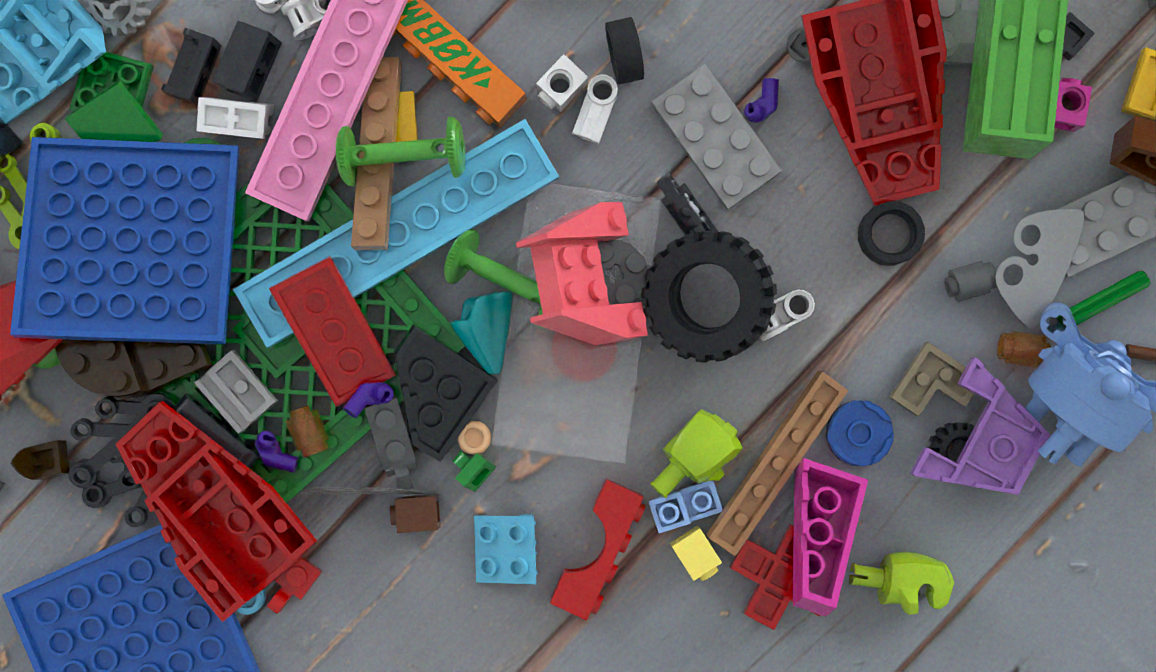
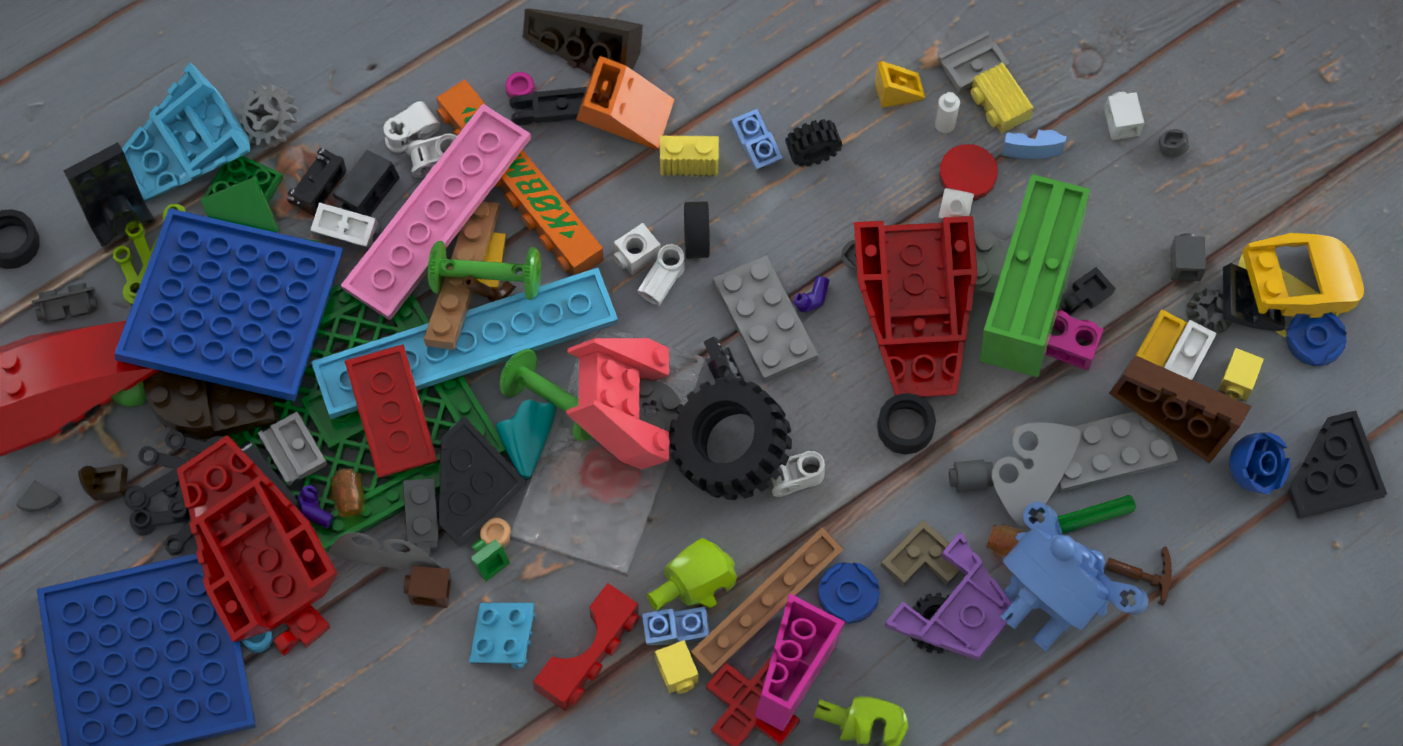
camera: 10 degrees right, 20 degrees down
(368, 394) = (409, 469): dark purple arm -> none
(417, 169) = (485, 291): none -> reddish brown piece

